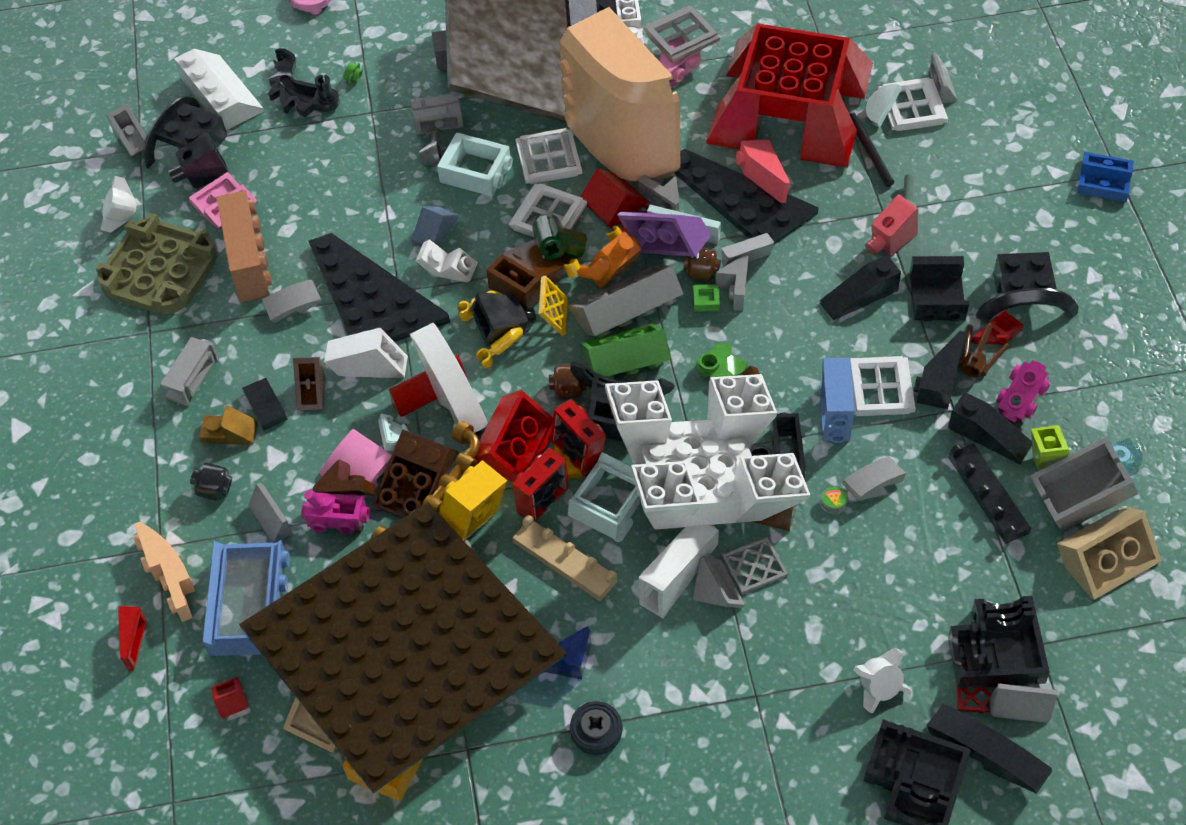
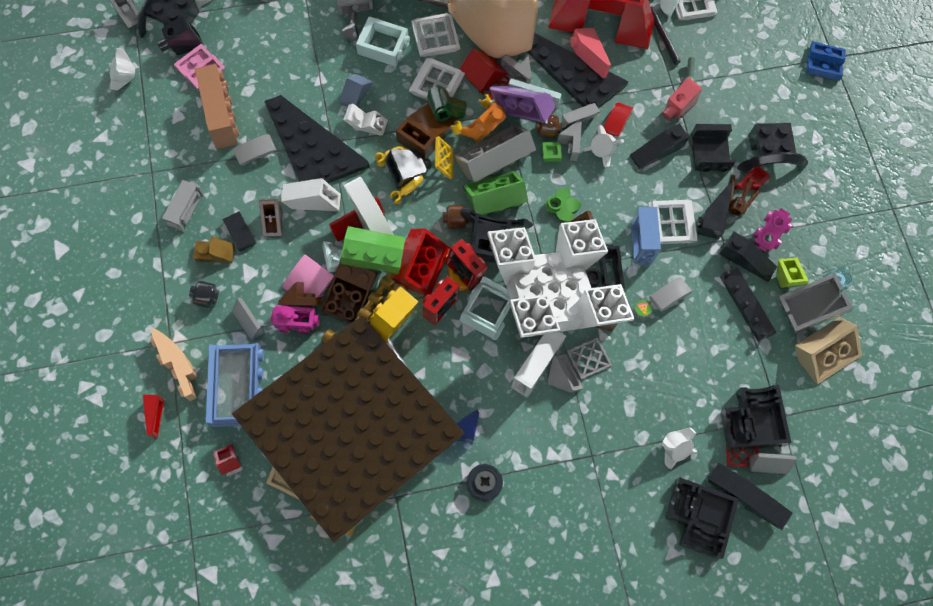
camera: 10 degrees left, 15 degrees up
(157, 265) = (153, 118): olive tile -> none
(445, 417) = (372, 250): none -> bright green slope
(564, 559) = (458, 353): tan hinge -> none
(780, 287) = (604, 145): none -> white piece
(801, 254) = (617, 119): none -> red slope

